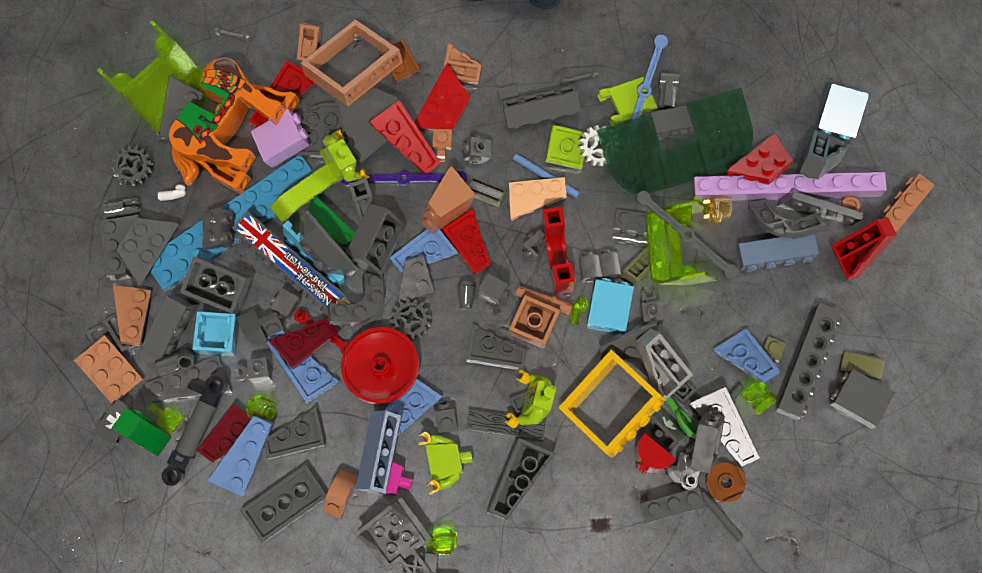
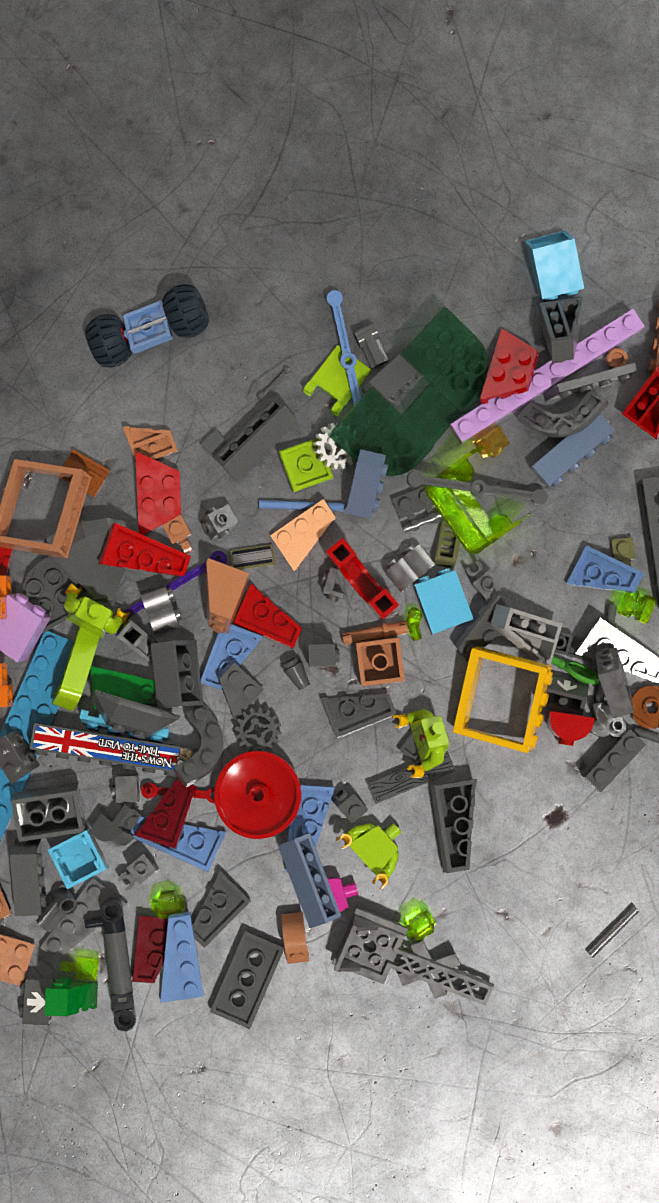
camera: 30 degrees left, 10 degrees up
(393, 187) = (160, 608): none -> flat silver brick
(604, 183) = (367, 484): none -> sand blue brick

